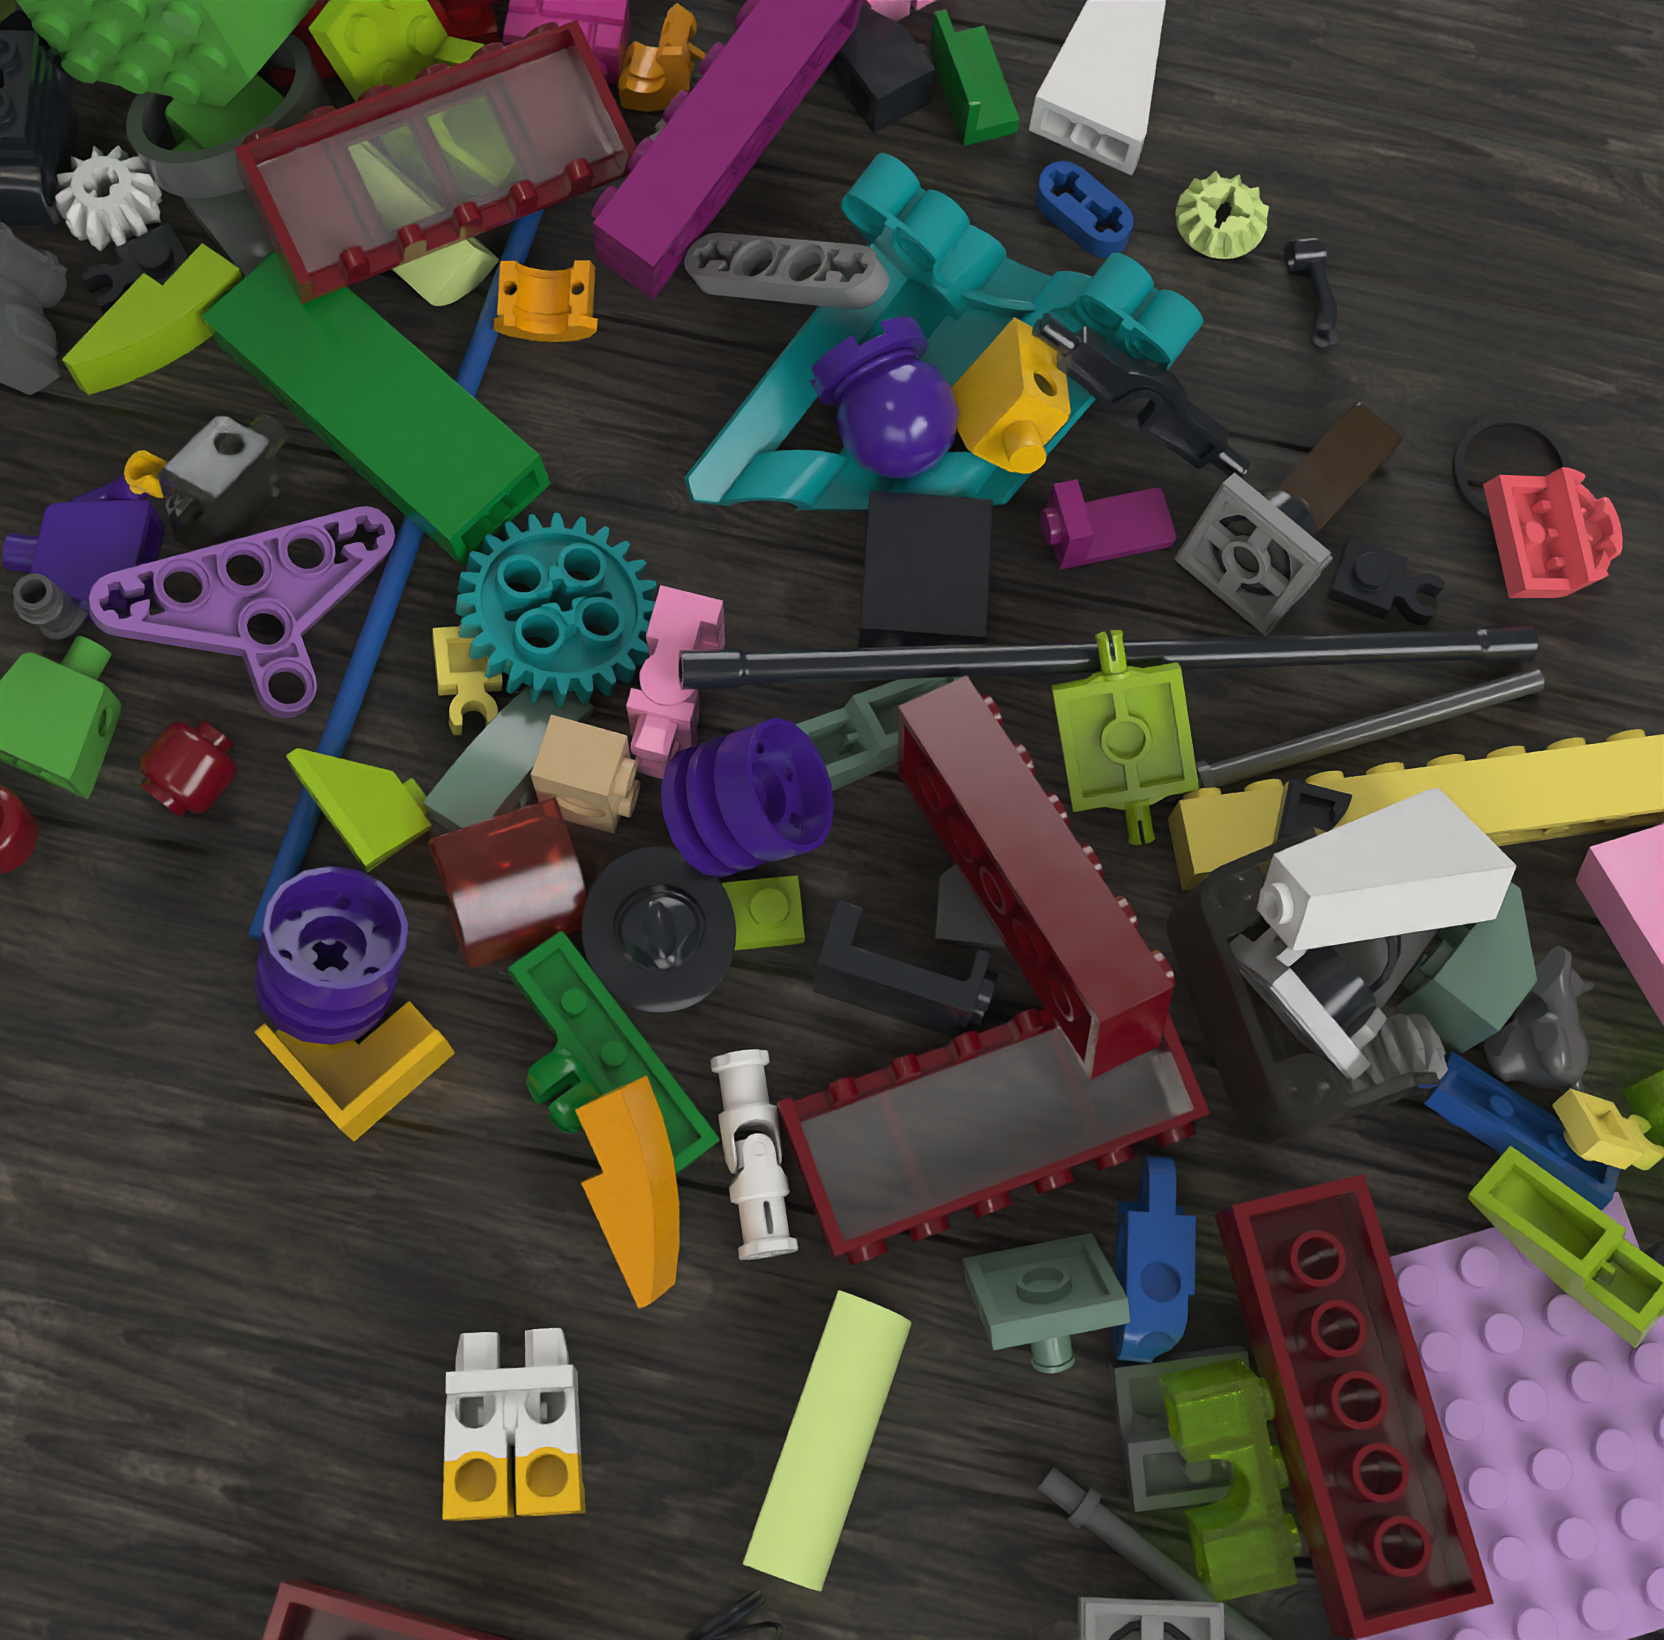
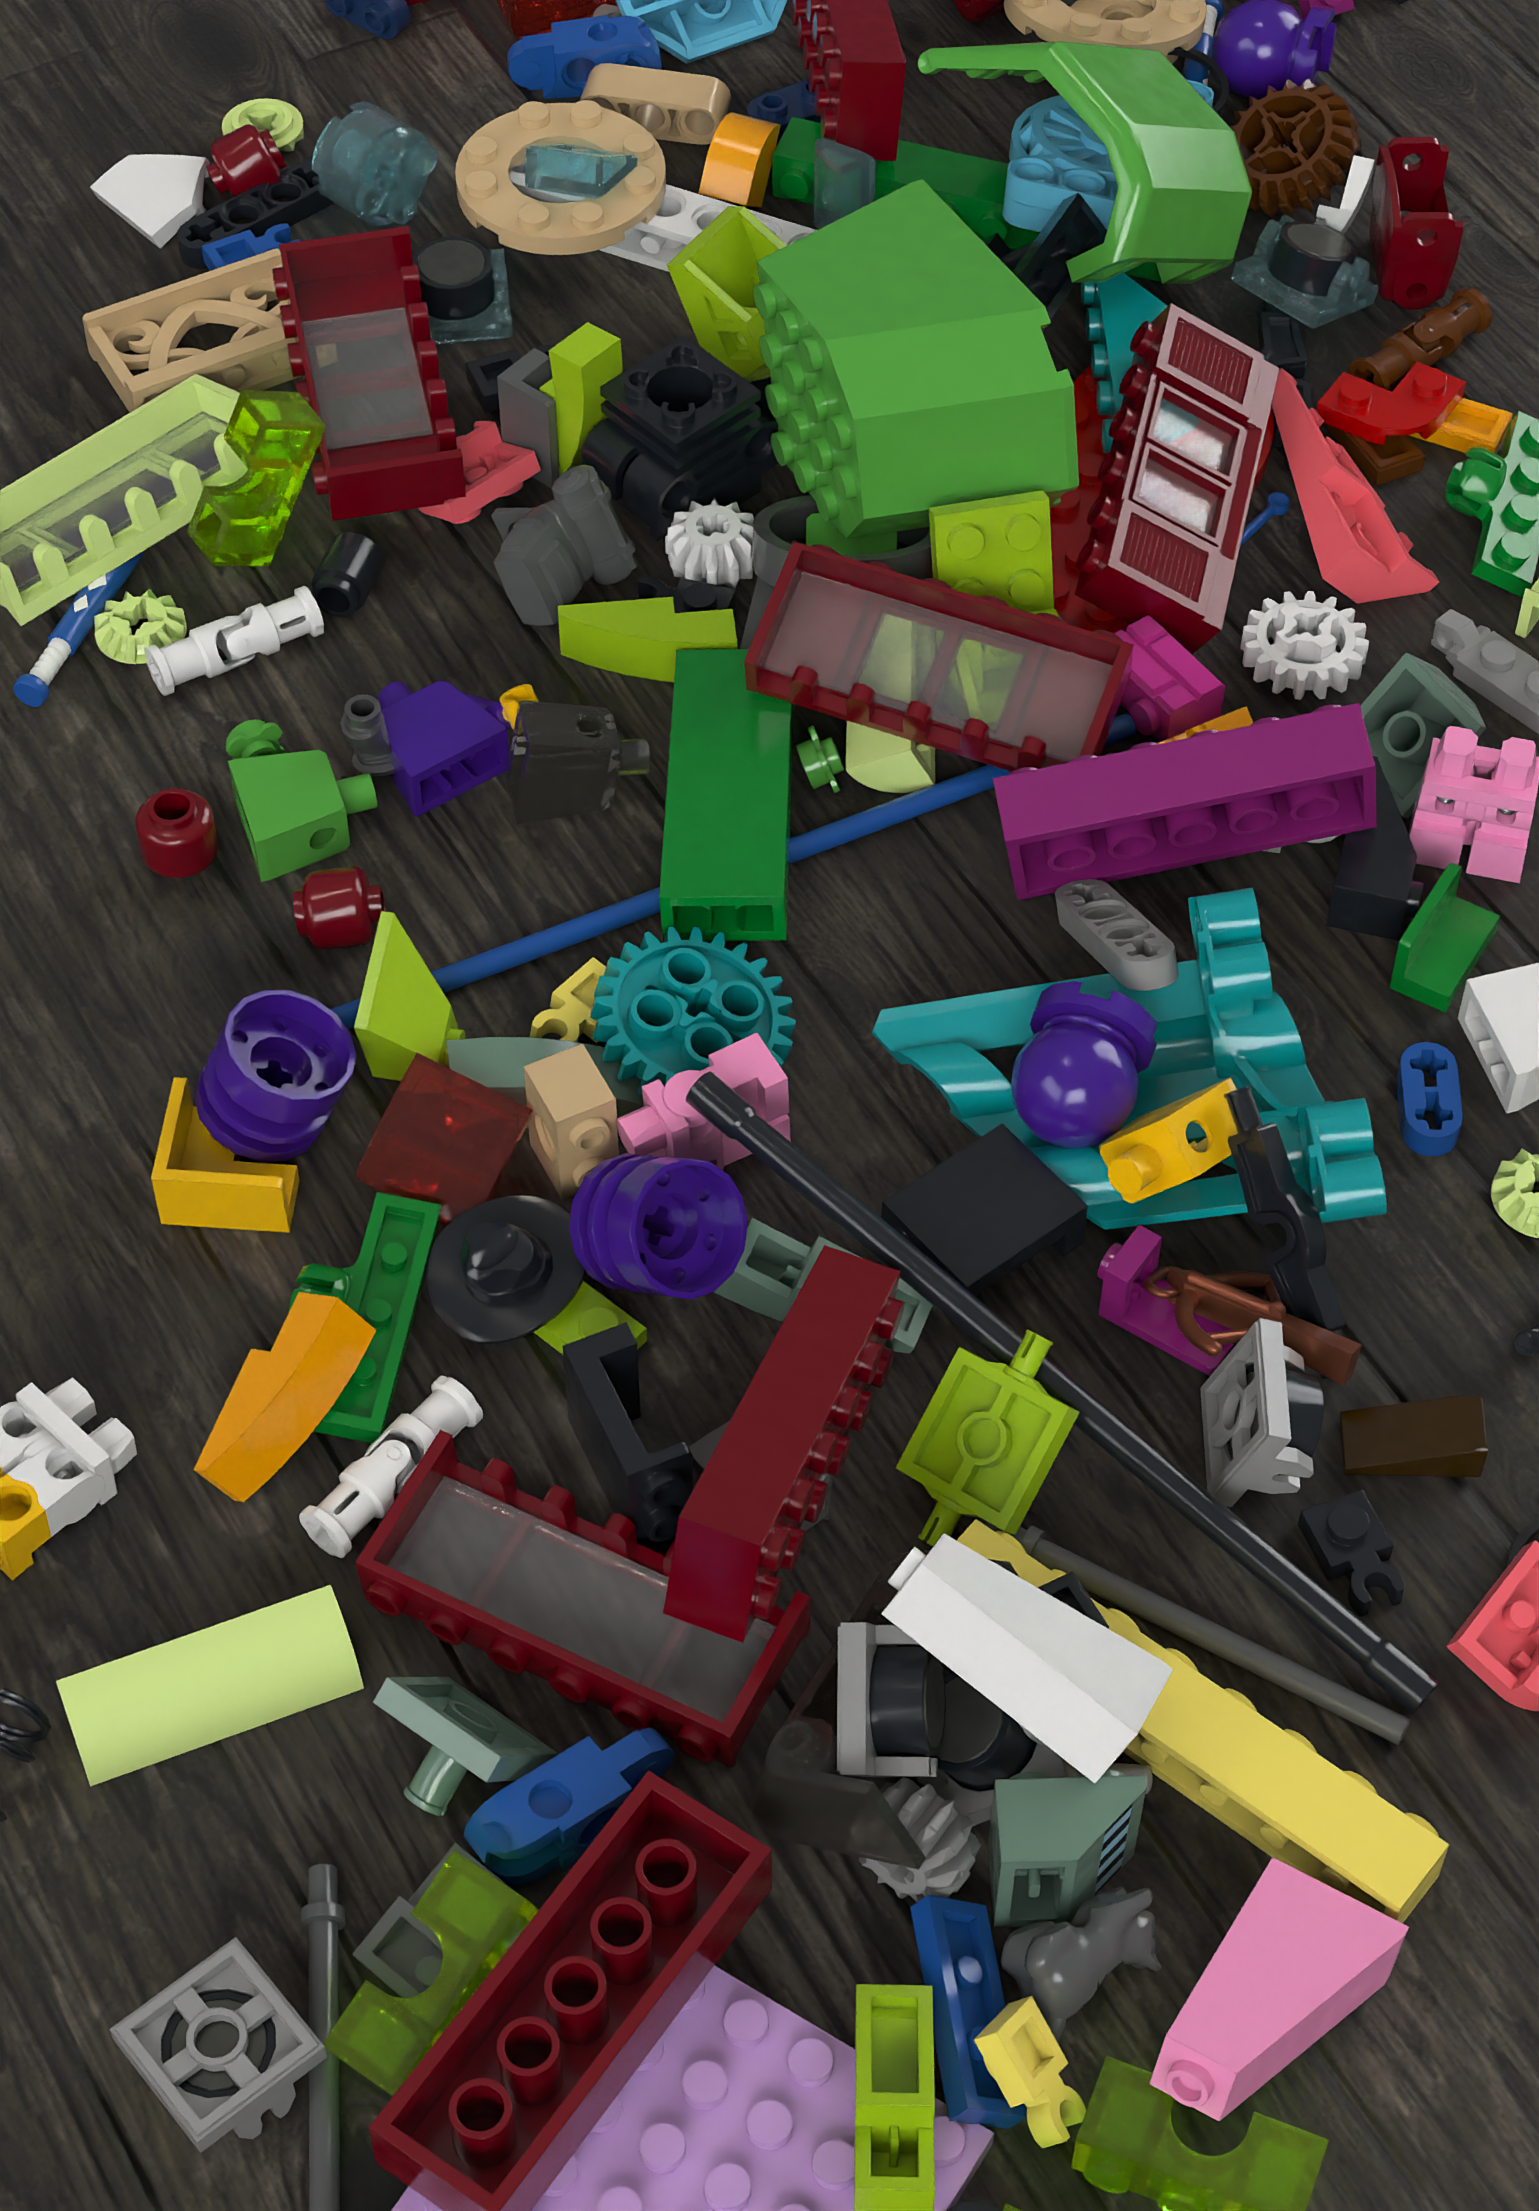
camera: 55 degrees right, 20 degrees down
(223, 608) = (474, 830): medium lavender beam -> none
(403, 312) = (820, 760): none -> bright green plate
(546, 302) = (924, 828): light orange piece -> none
(1176, 479) = (1222, 1301): none -> copper piece

